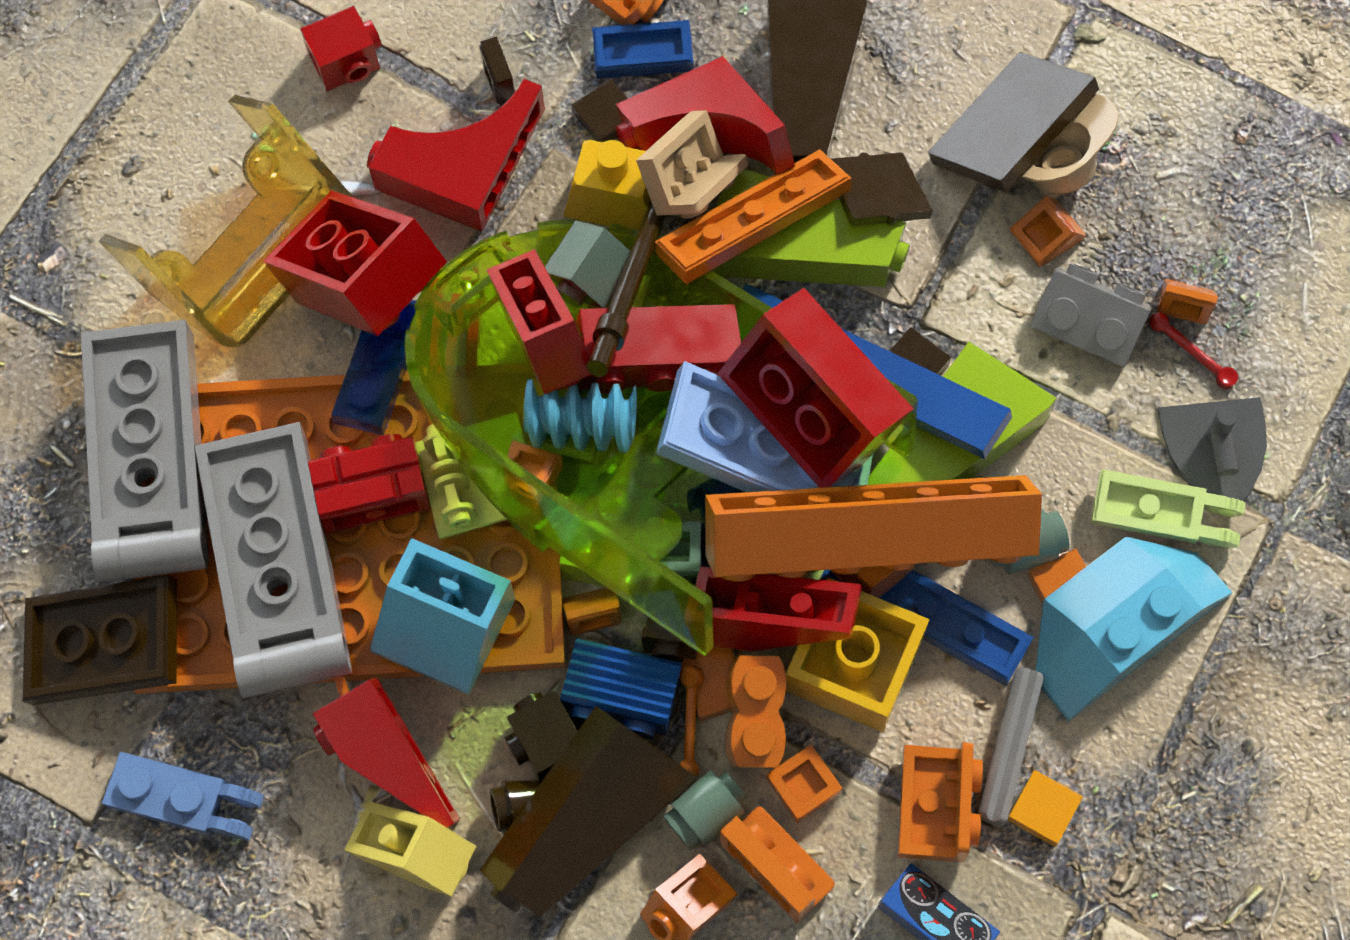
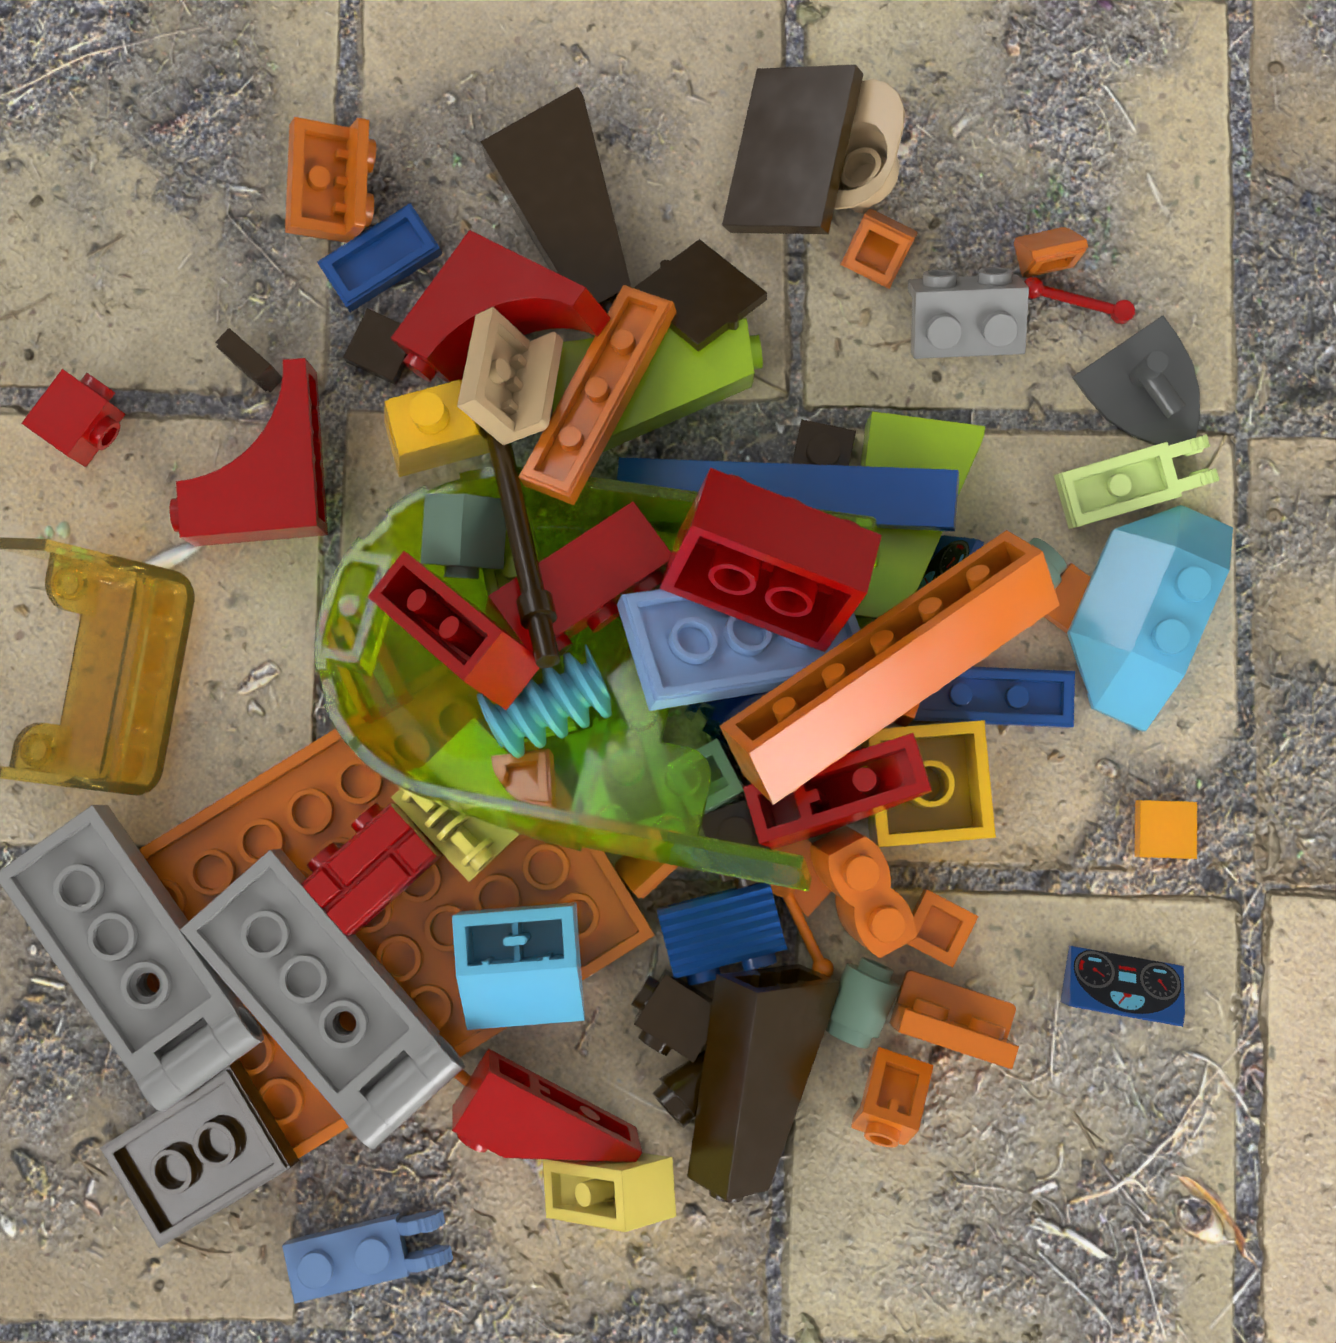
camera: 30 degrees left, 15 degrees up
(355, 262) = (227, 650): red brick -> none
(374, 377) = (306, 737): clear blue plate -> none
(937, 803) = (1072, 880): orange bracket -> none
(1010, 746) = (1106, 787): light grey axle -> none

